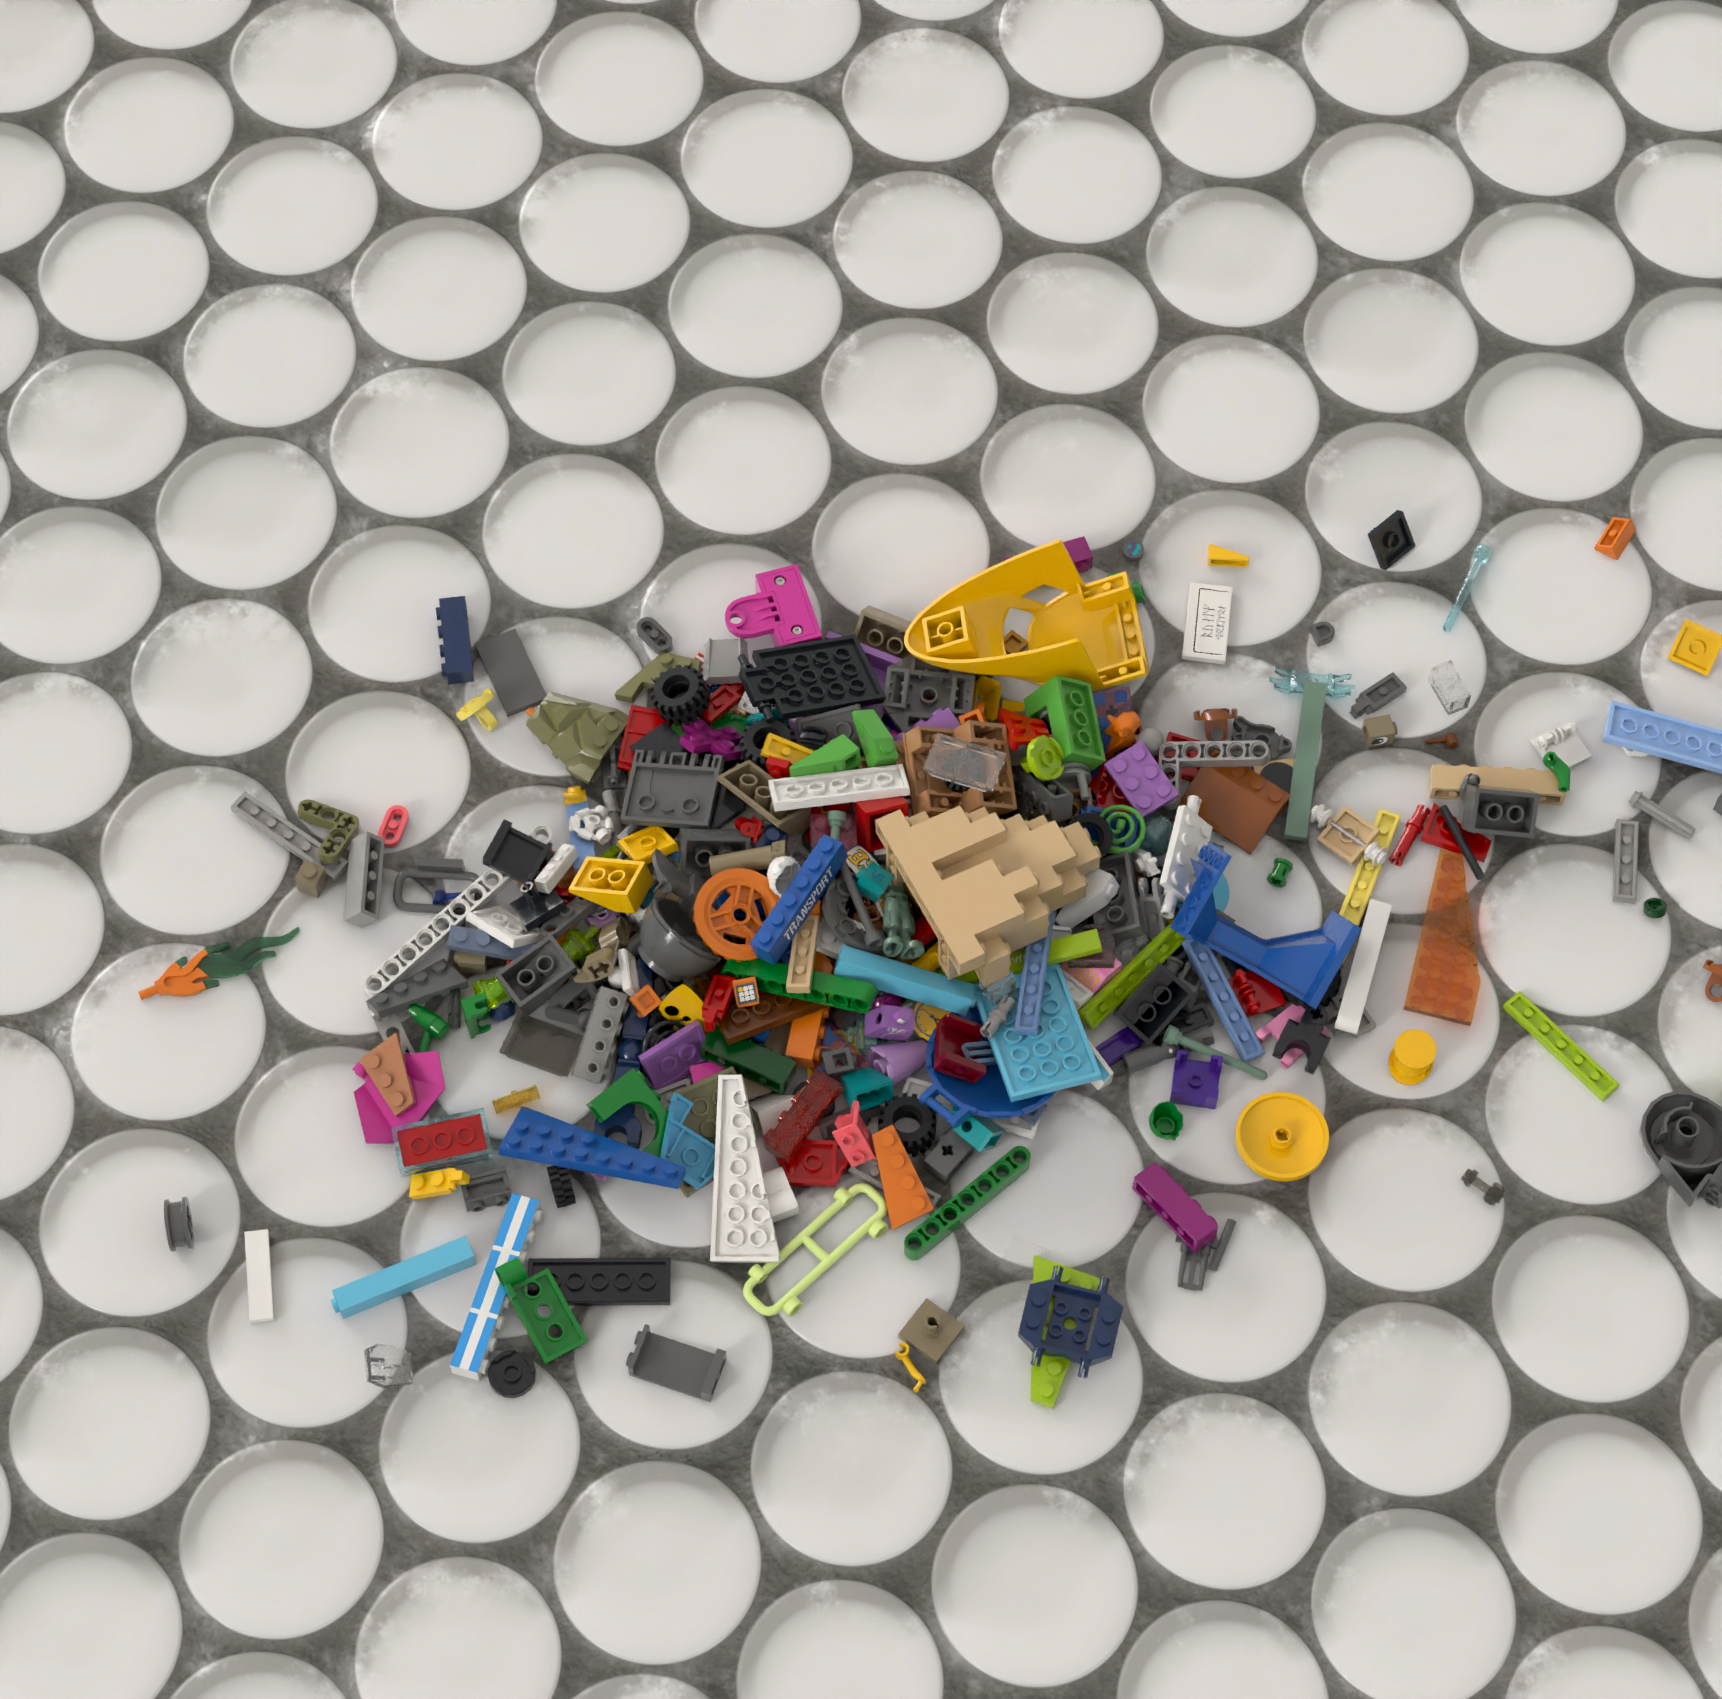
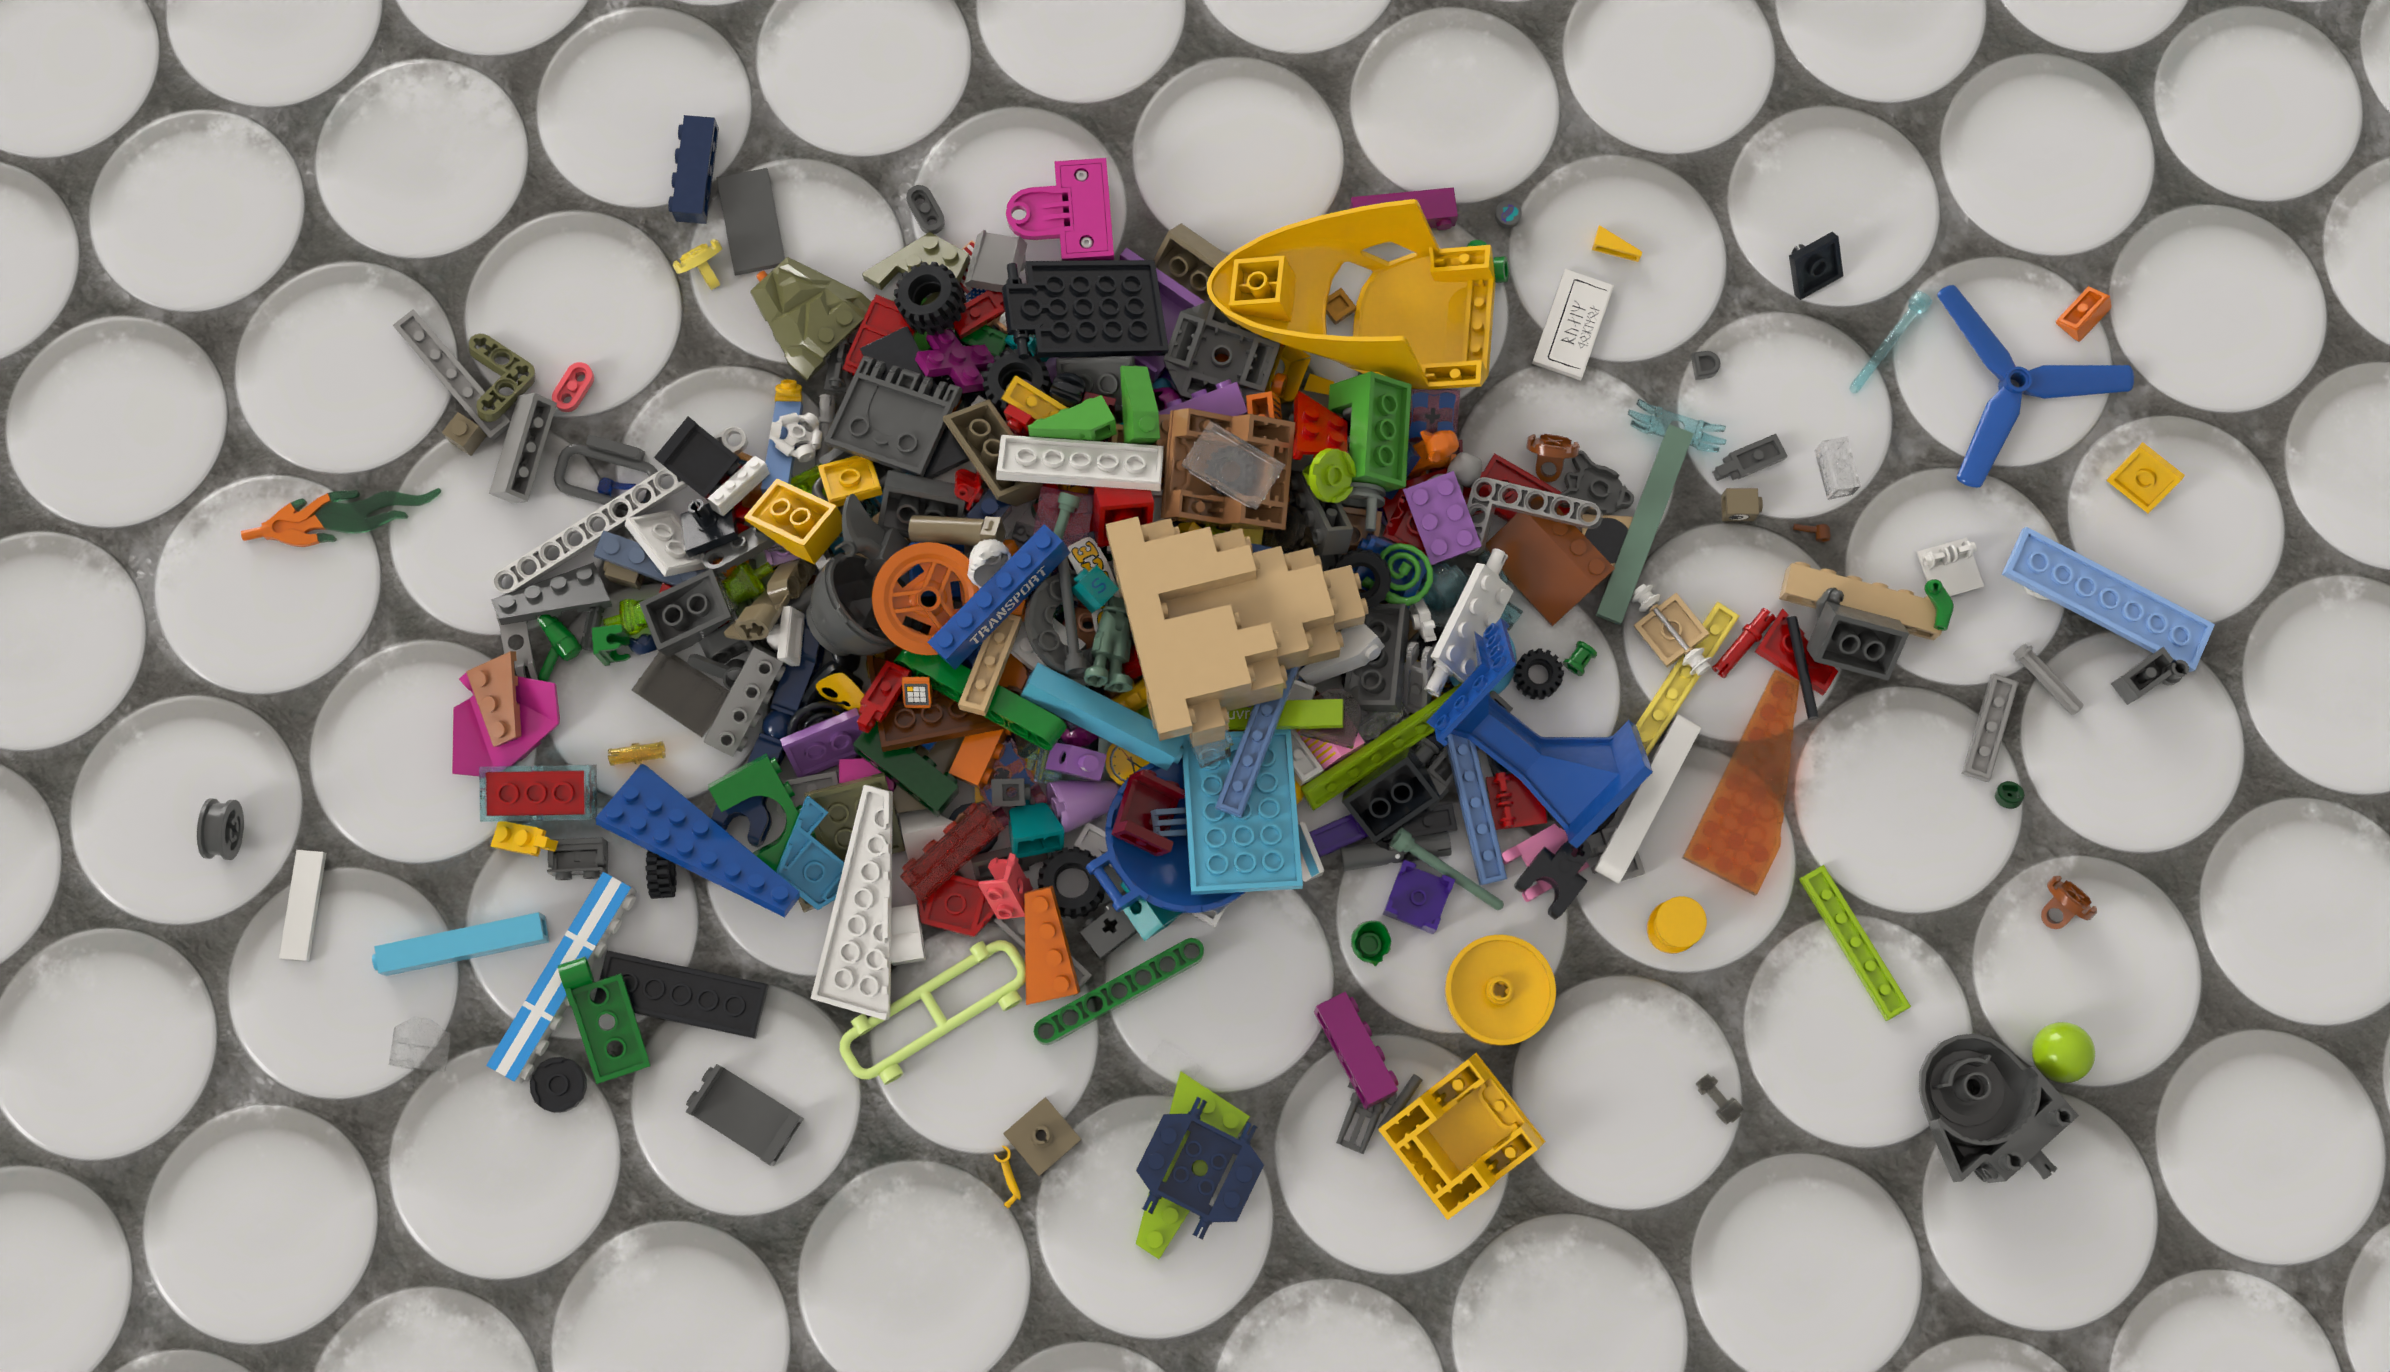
camera: 10 degrees right, 15 degrees up
(645, 1000) = (801, 674): orange panel -> none
(997, 1017) = (1200, 785): light grey pin -> none
(1249, 902) = (1538, 658): none -> black tyre
(1280, 1254) = (1462, 1136): none -> yellow slope
(1595, 593) = (2005, 405): none -> blue piece

